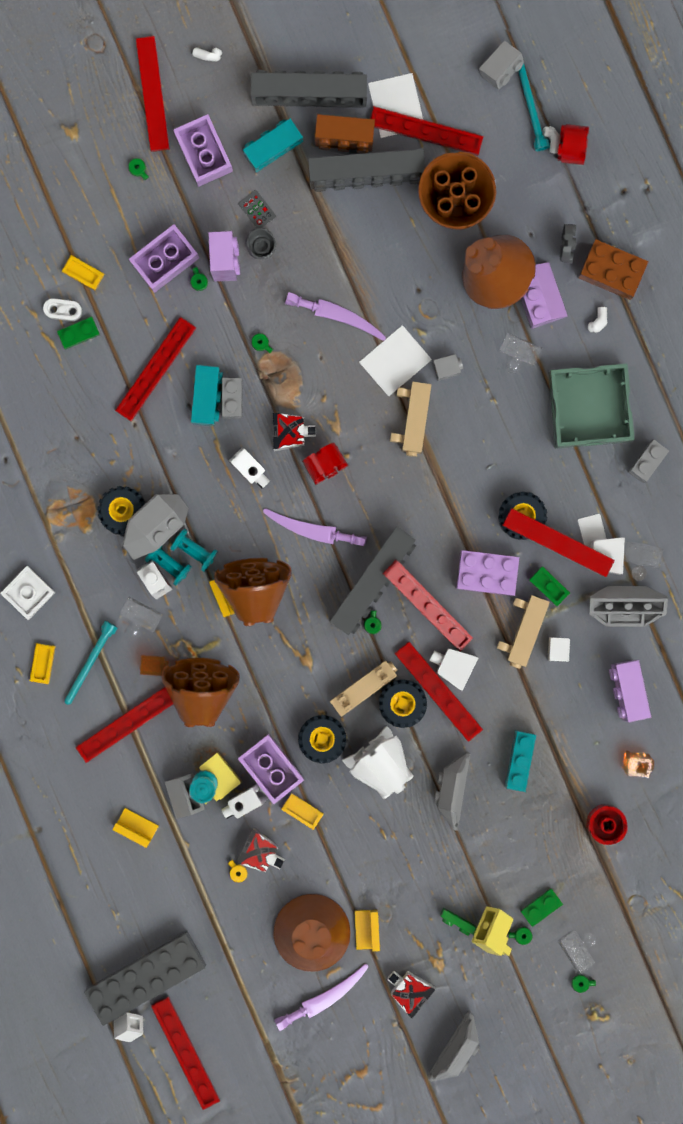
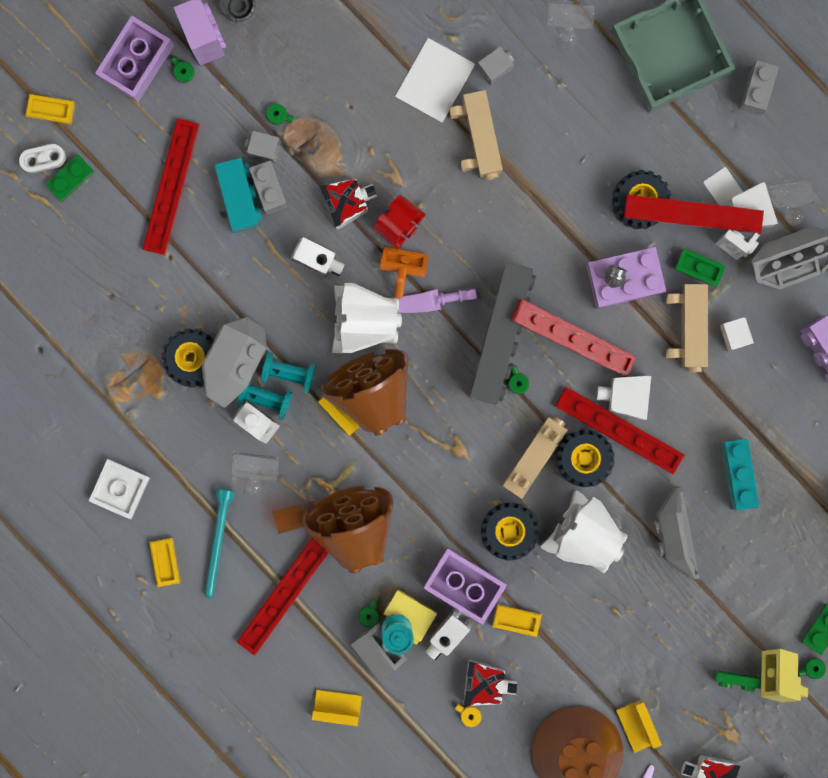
camera: 15 degrees left, 0 degrees up
(188, 760) = (371, 609): none -> green piece
(239, 364) = (262, 146): none -> light grey brick
(268, 530) = (364, 319): none -> white brick
(316, 497) = (403, 263): none -> orange plate
(334, 312) = (347, 50): lavender sword -> none
(478, 568) = (615, 276): none -> flat silver plate
(582, 578) = (735, 245): none -> white bracket

